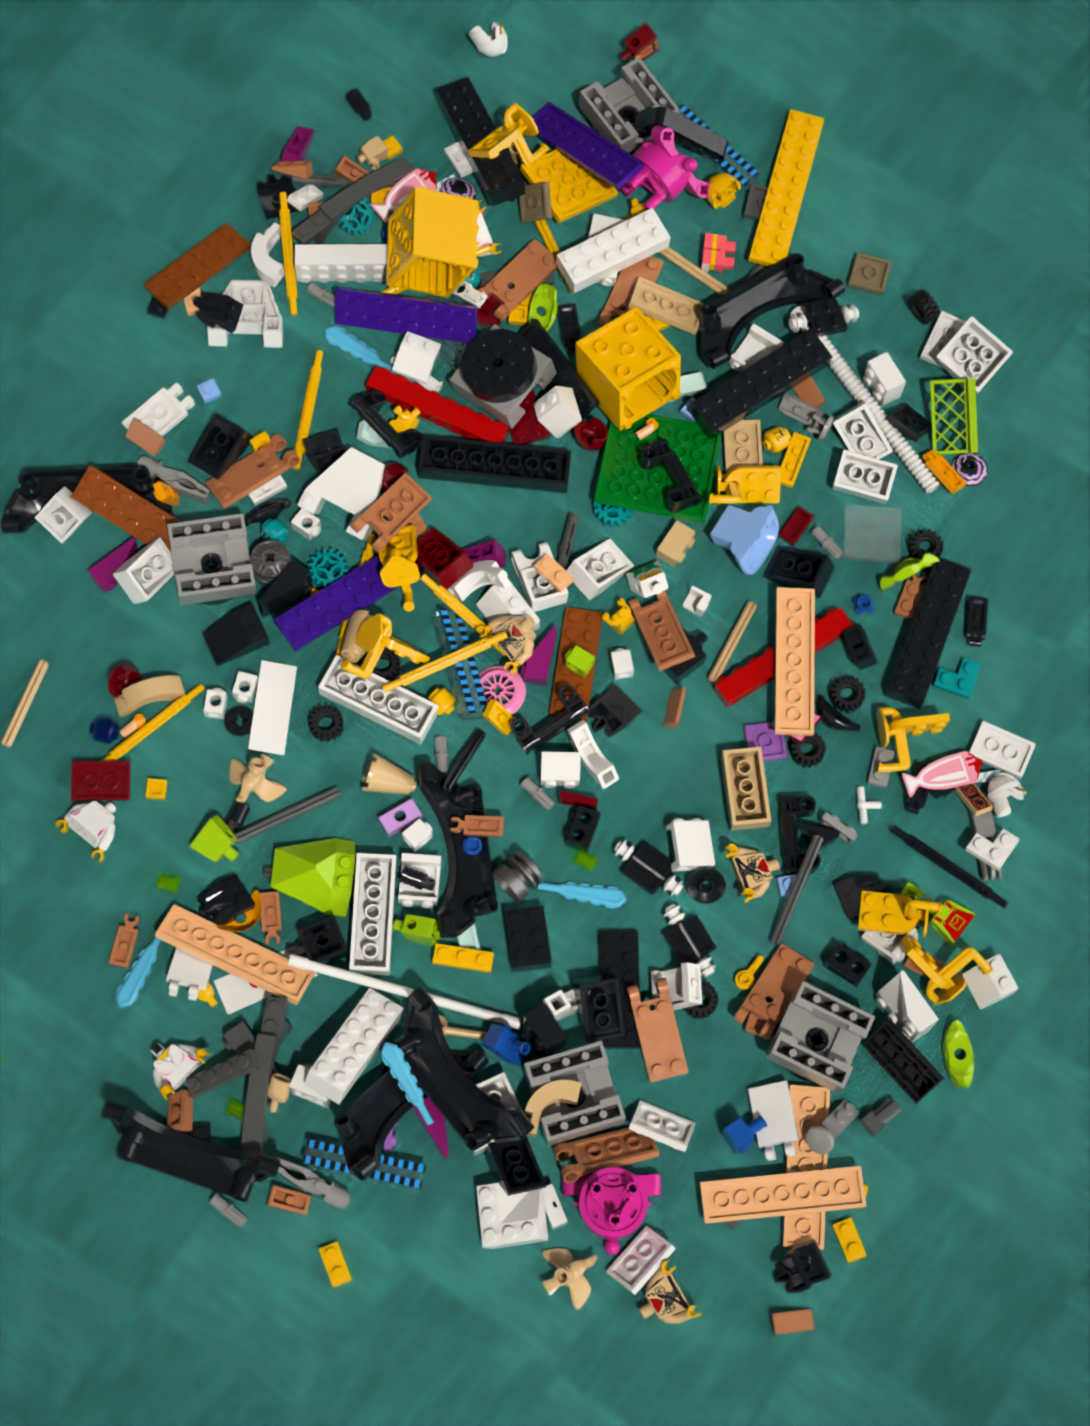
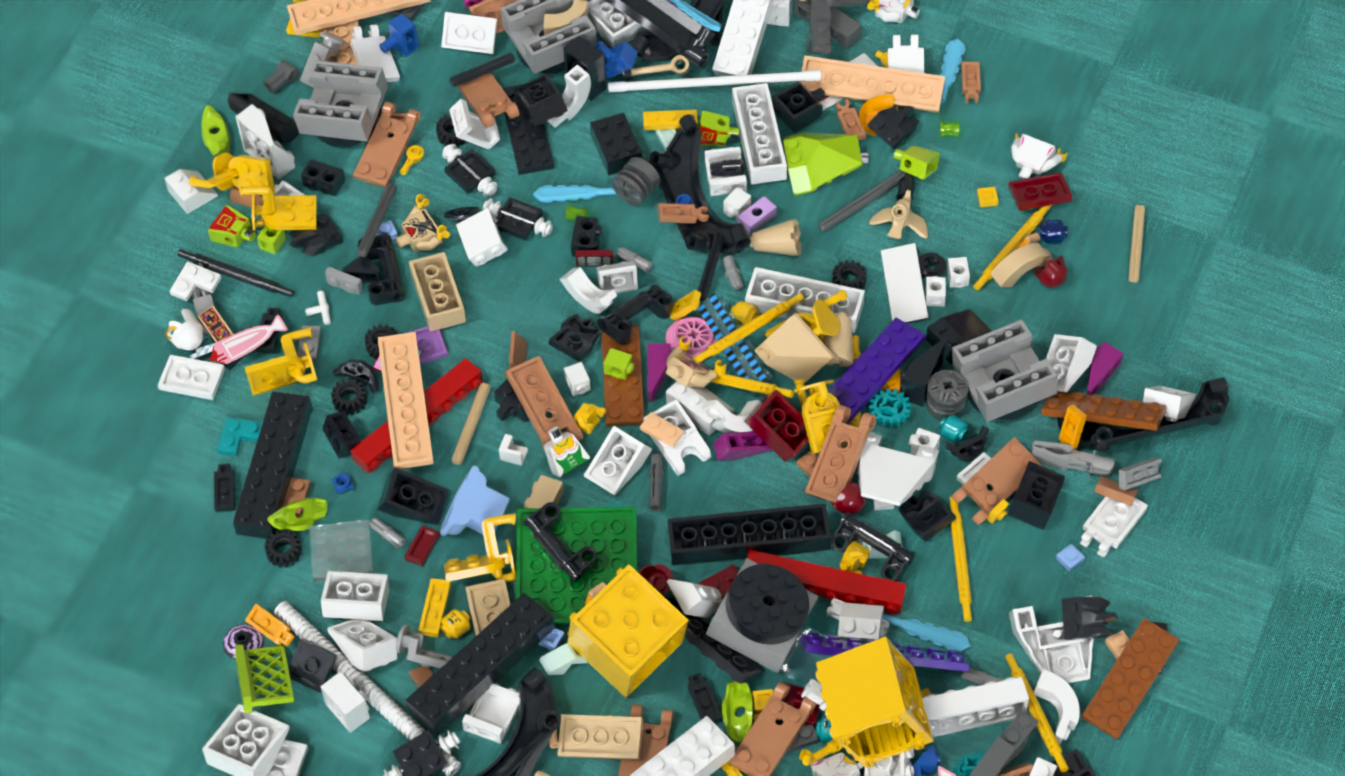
camera: 175 degrees right, 15 degrees down
(103, 453) = (1139, 473): none -> light grey hinge
(413, 628) = (794, 350): none -> tan slope
(656, 1065) = (482, 69): none -> black axle

